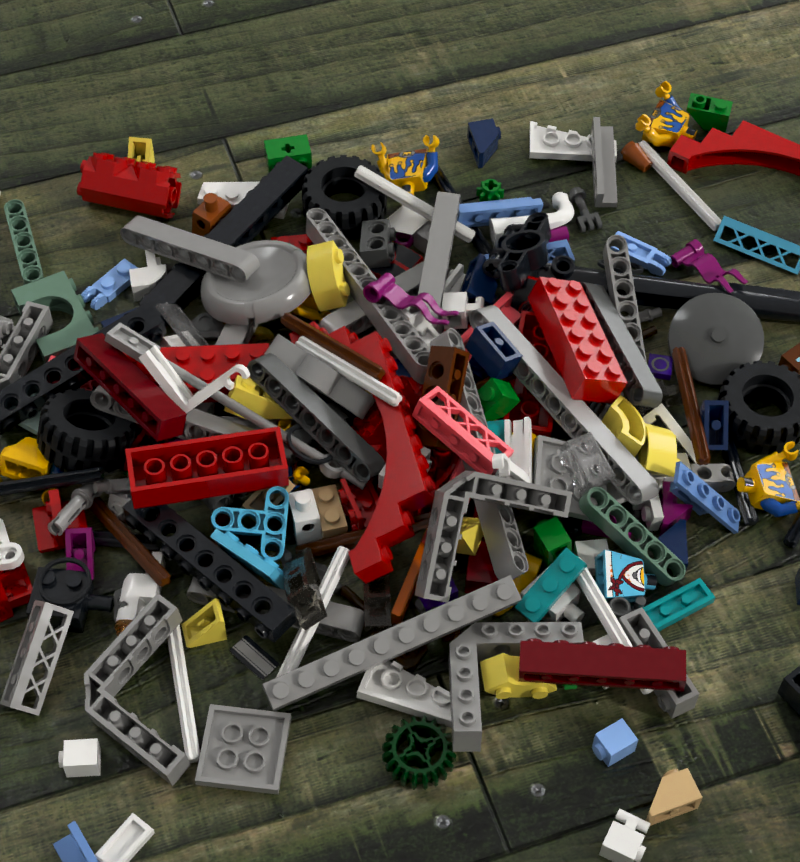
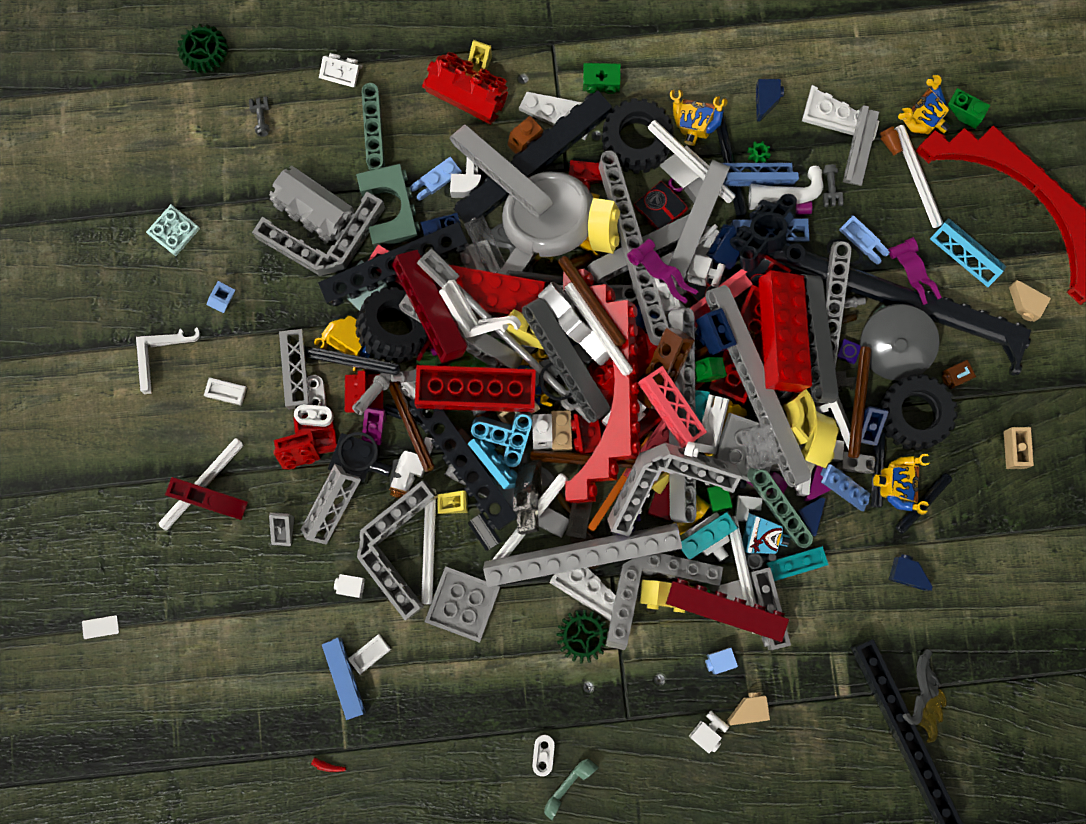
camera: 15 degrees right, 25 degrees up
(376, 243) = (650, 189): dark grey brick -> none

